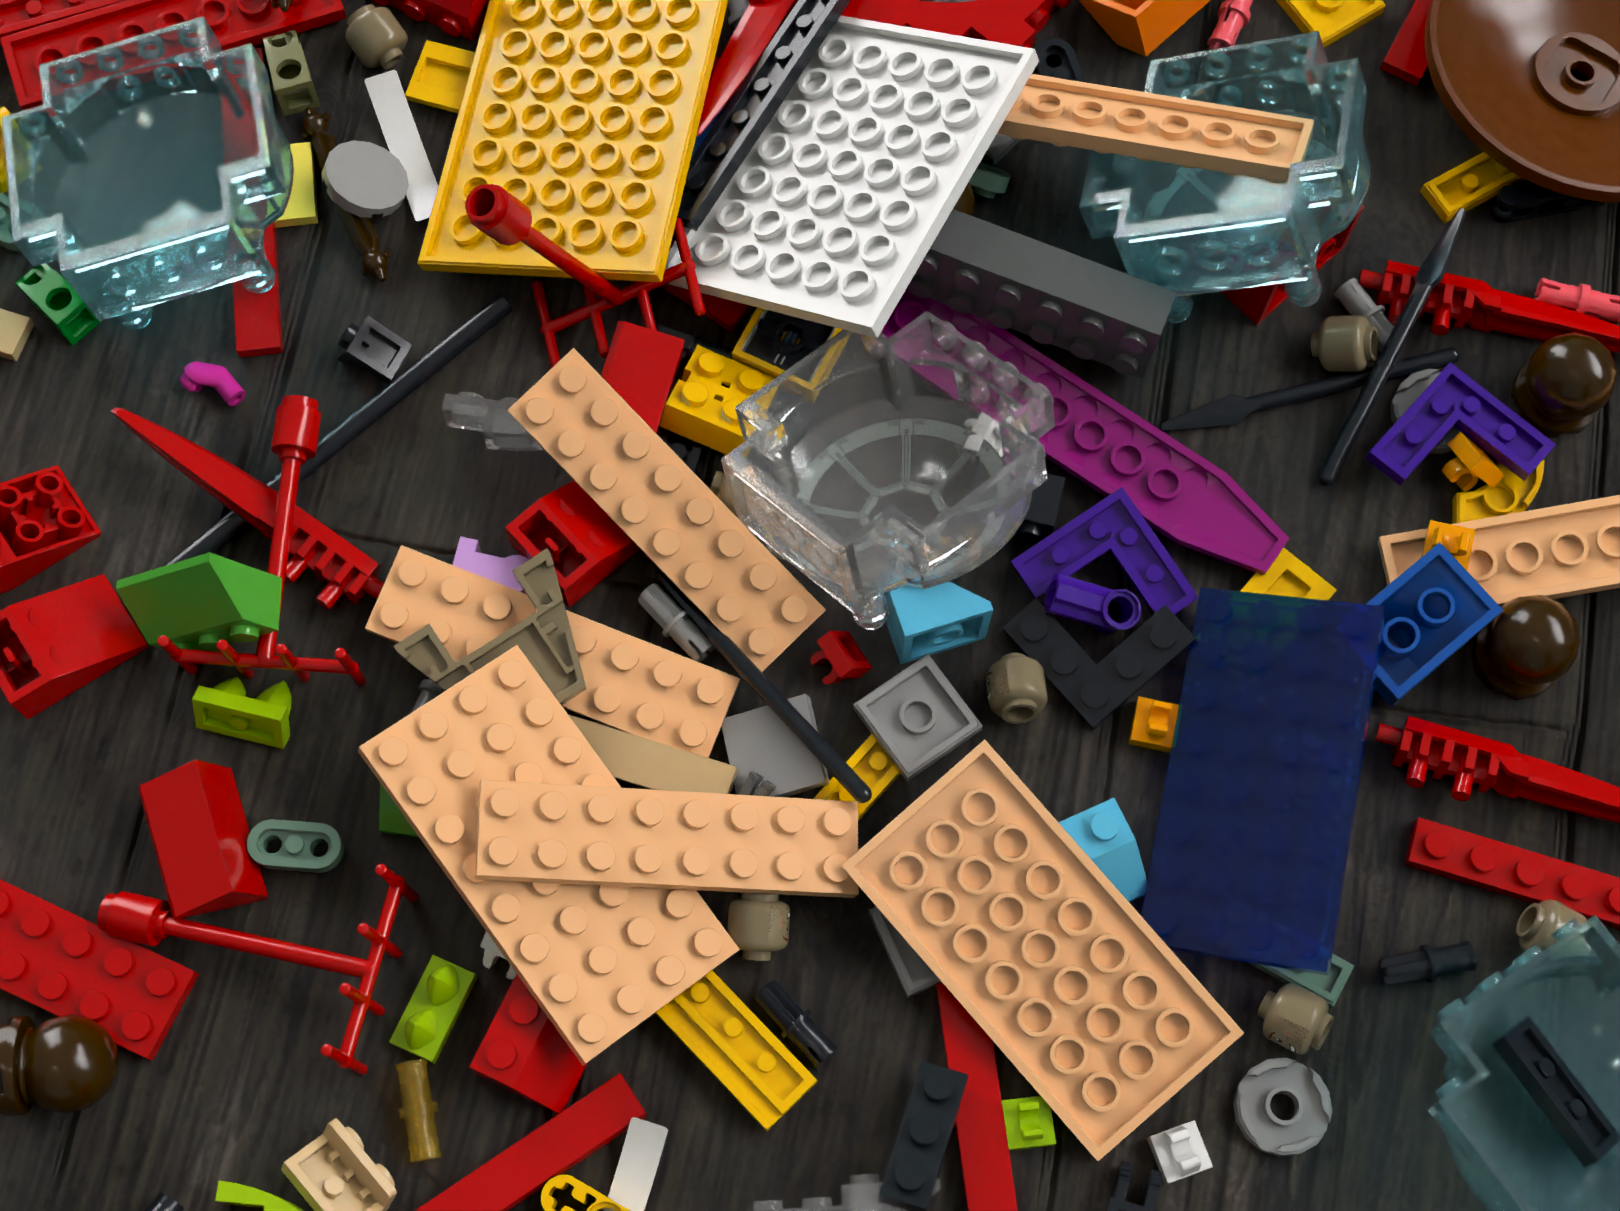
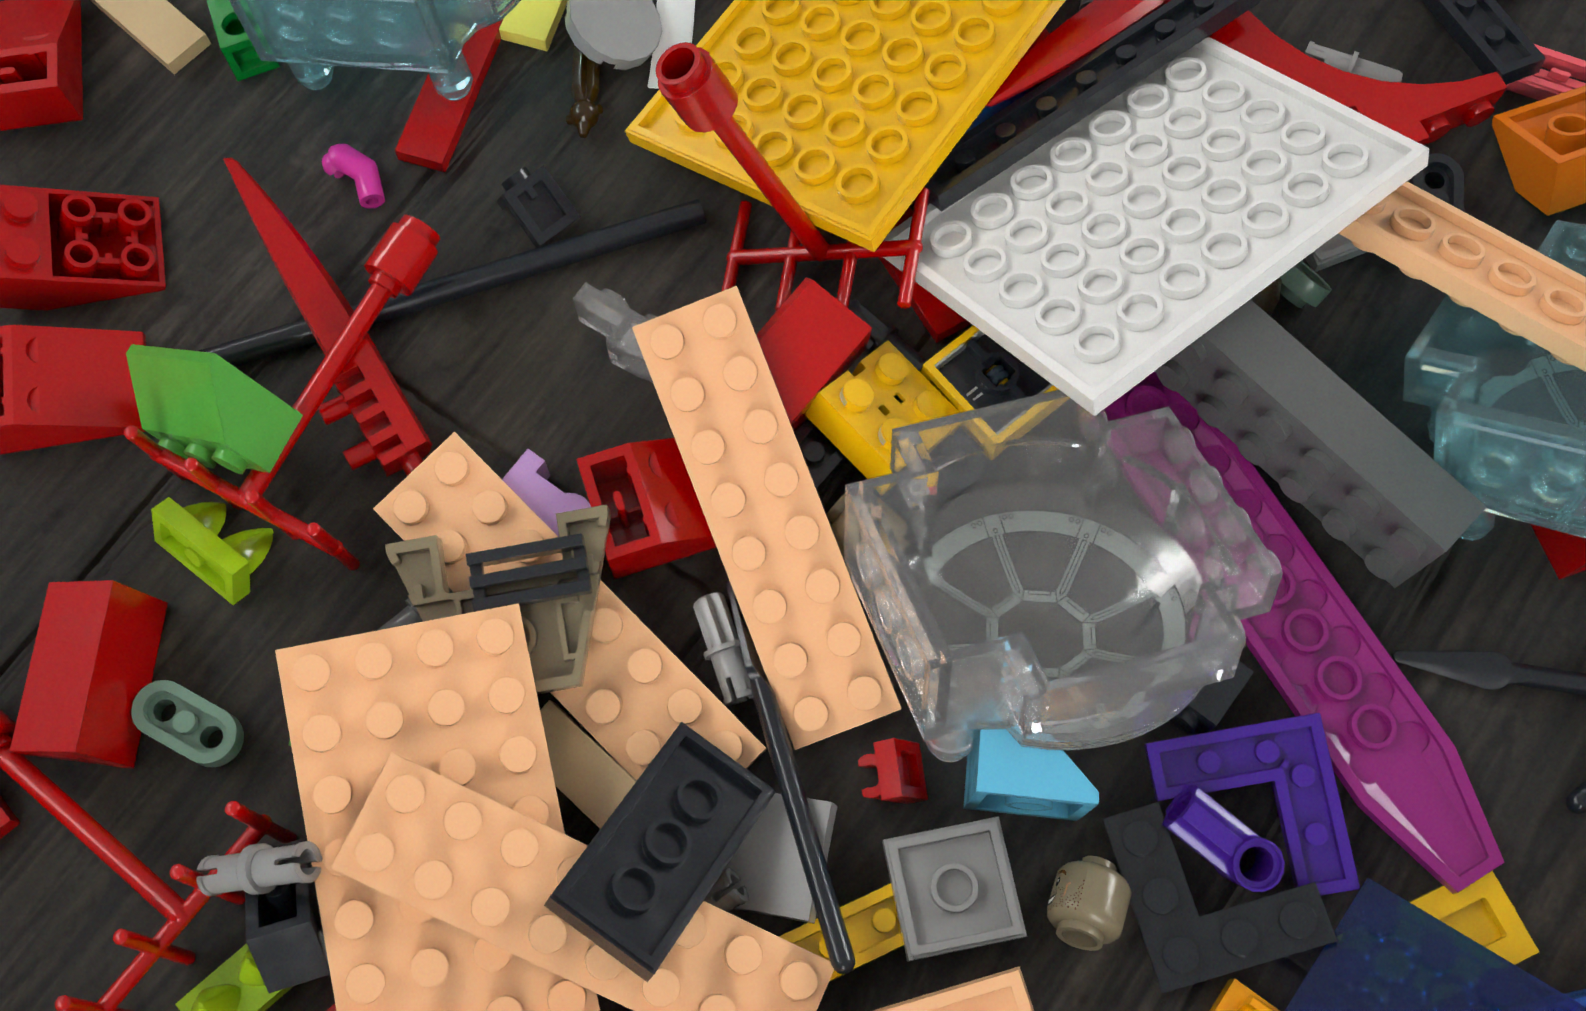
camera: 25 degrees right, 0 degrees up
(420, 903) = (259, 868): none -> light grey pin
(450, 933) = (286, 934): none -> black brick
(505, 605) = (480, 581): none -> black tile
(702, 770) = (661, 851): none -> black tile

